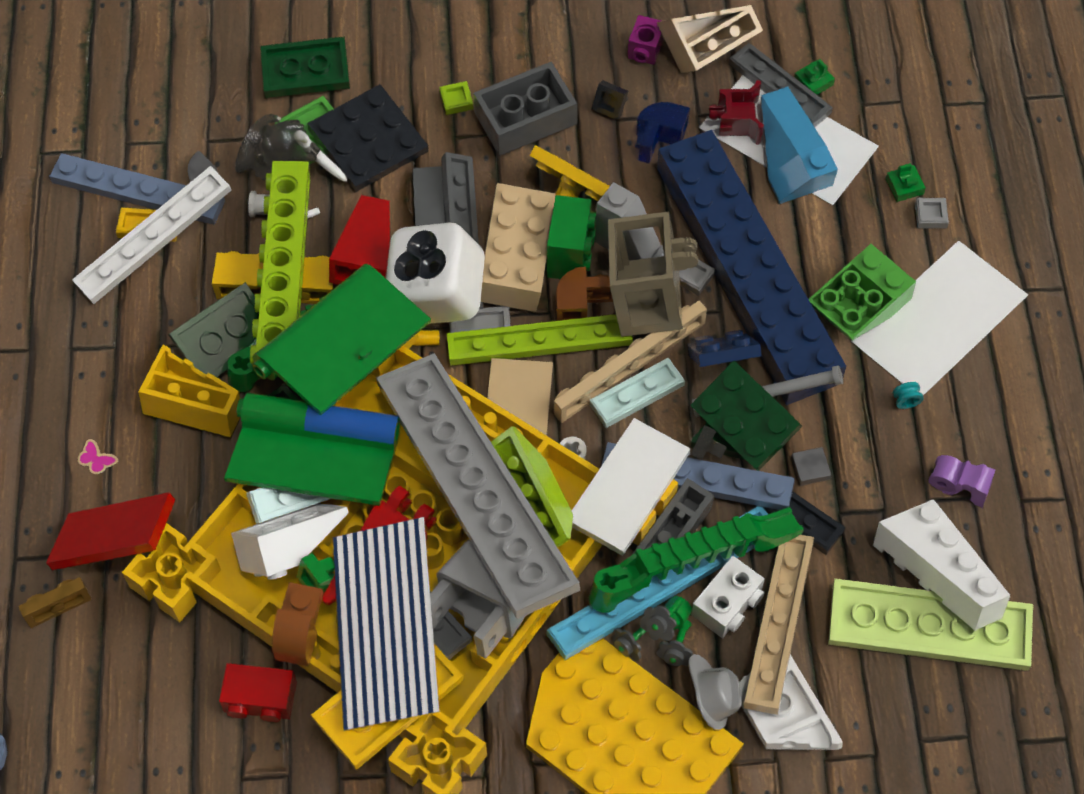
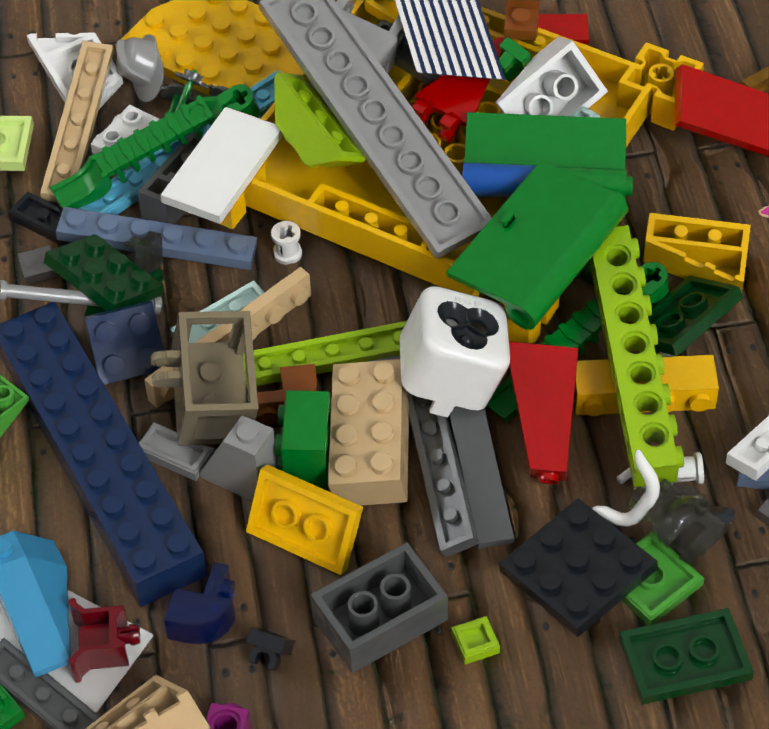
camera: 175 degrees right, 10 degrees down
(522, 389) = (348, 293): tan tile -> none

